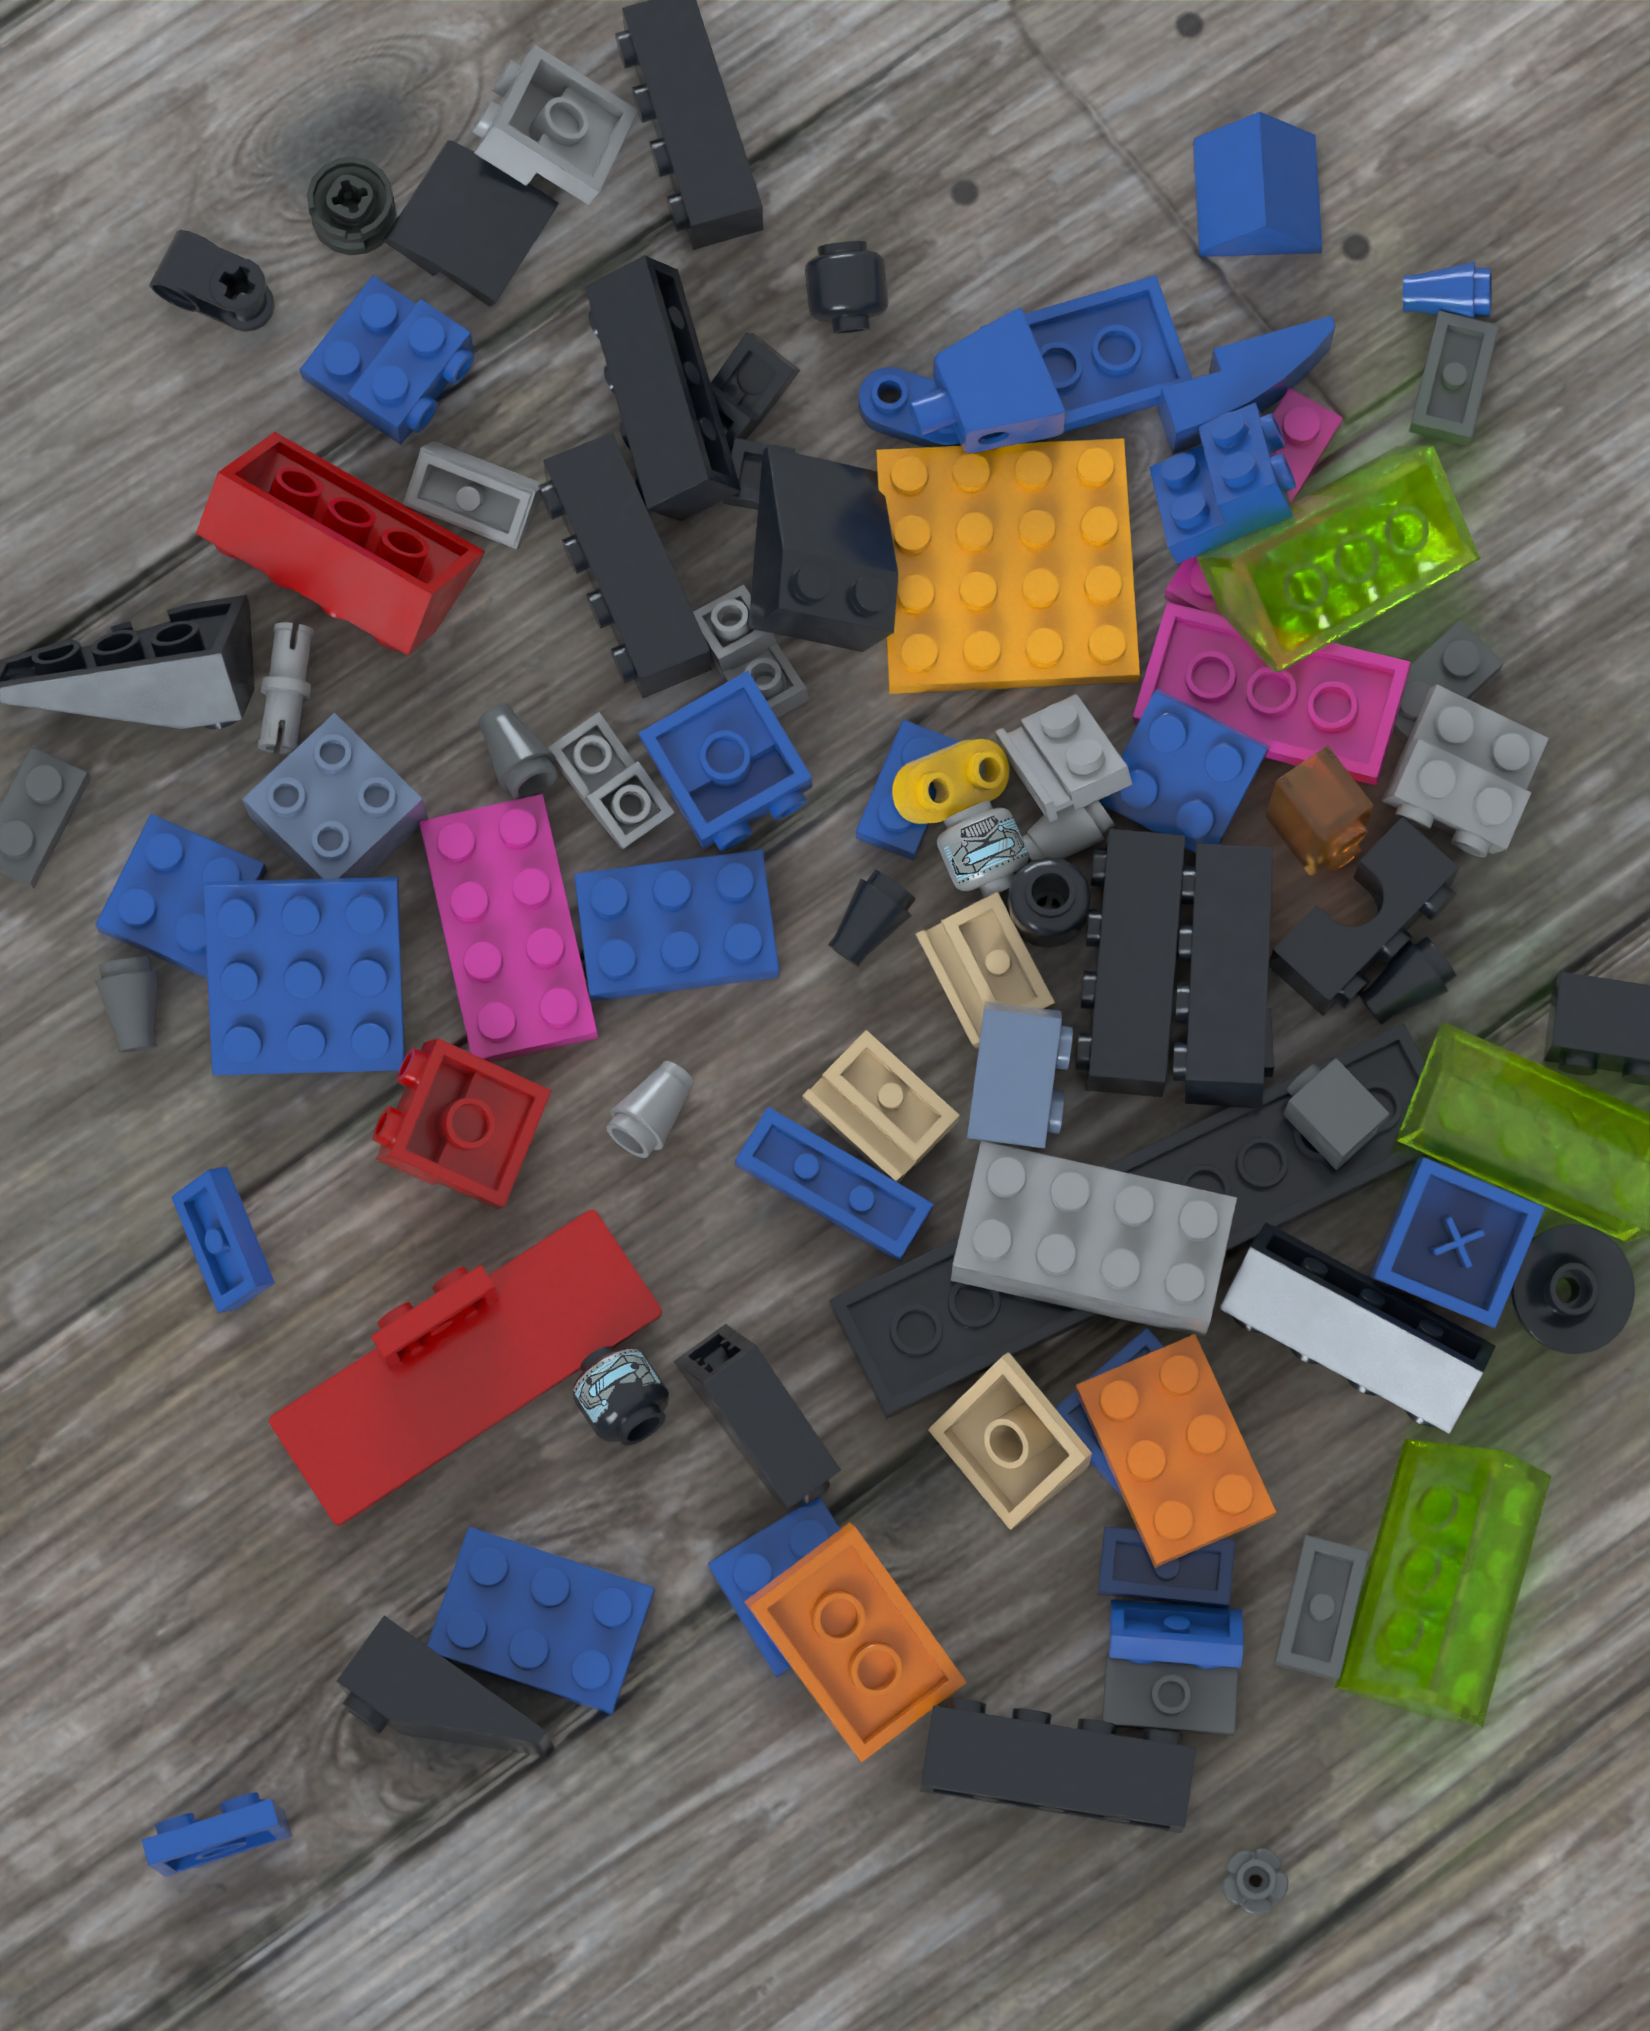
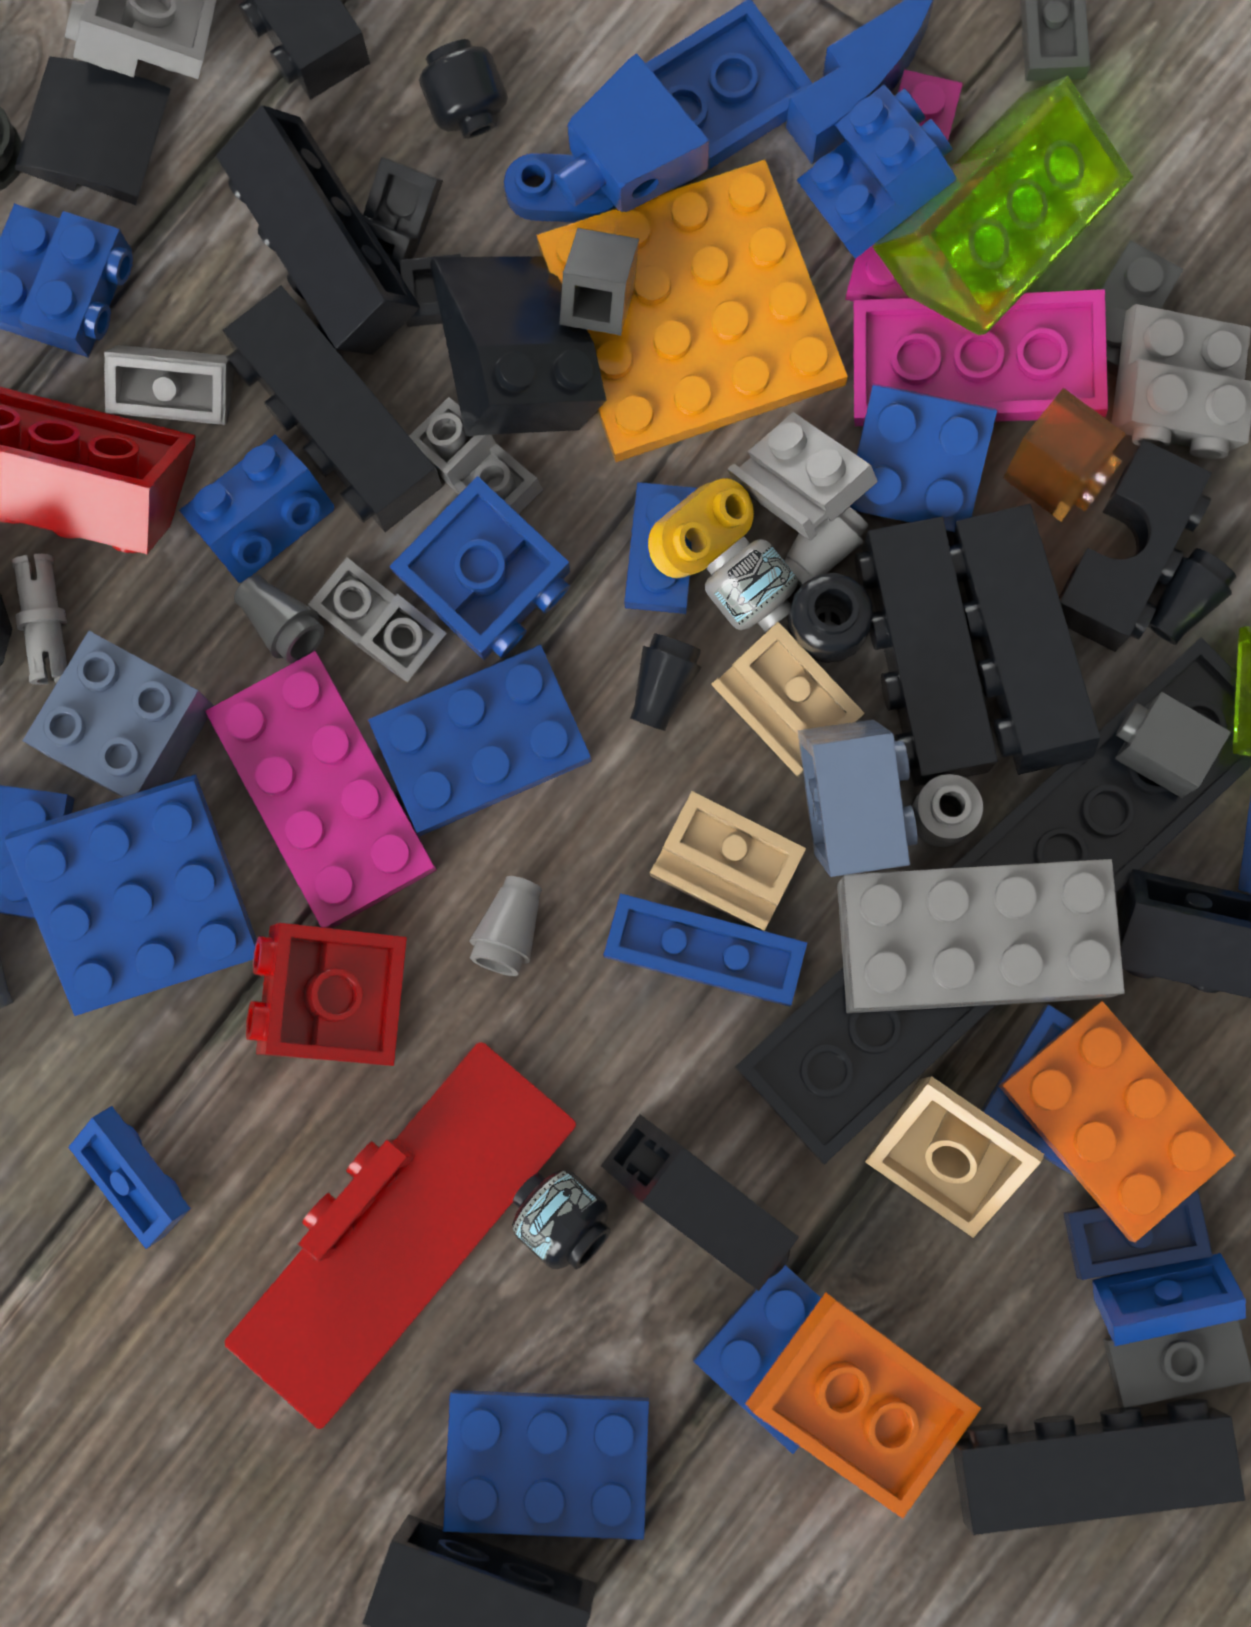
camera: 10 degrees left, 5 degrees up
(526, 640) = (257, 508): none -> blue bracket
(919, 517) = (598, 281): none -> dark grey brick
(1100, 1135) = (938, 828): none -> light grey brick

